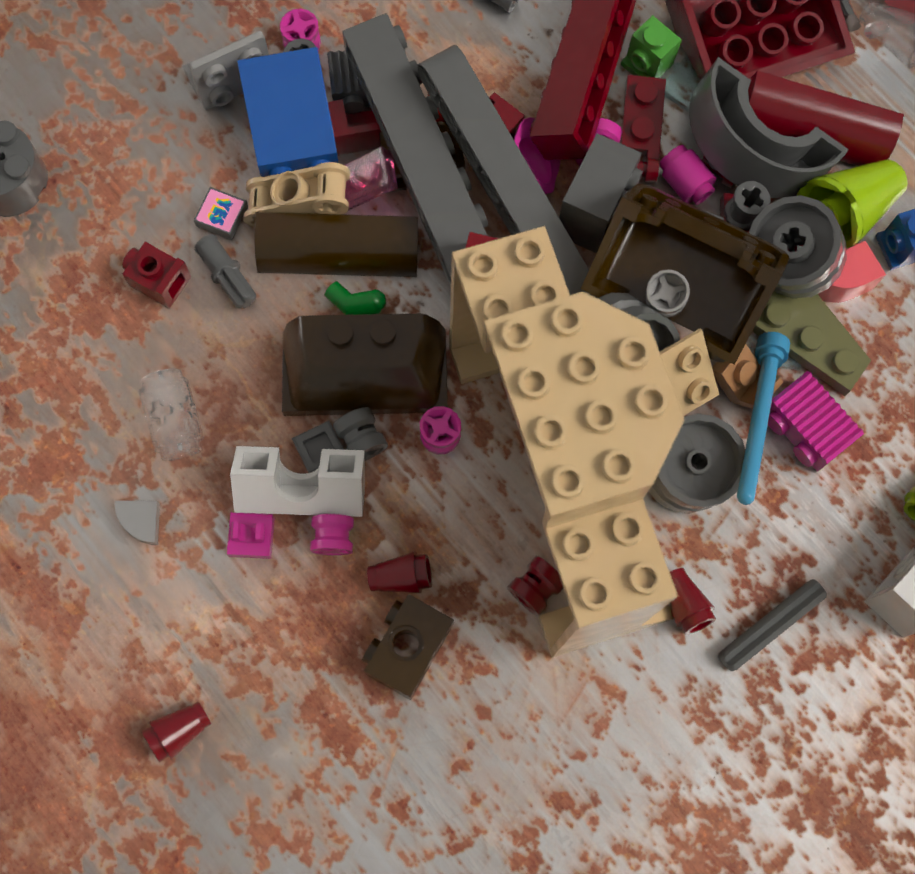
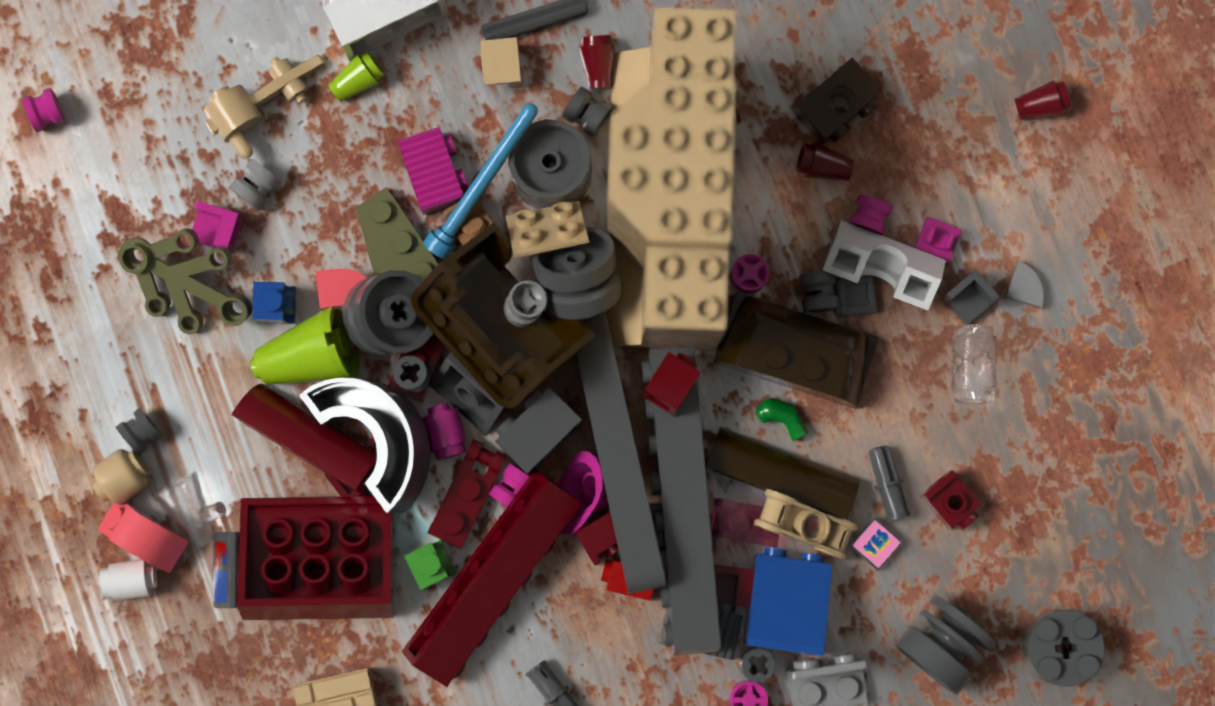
camera: 160 degrees left, 10 degrees up
(118, 127) = (946, 644): none -> dark grey wheel
(197, 485) = (970, 297): none -> dark grey panel
(679, 539) = (594, 115): none -> dark grey wheel
(789, 558) = (500, 62): none -> tan panel

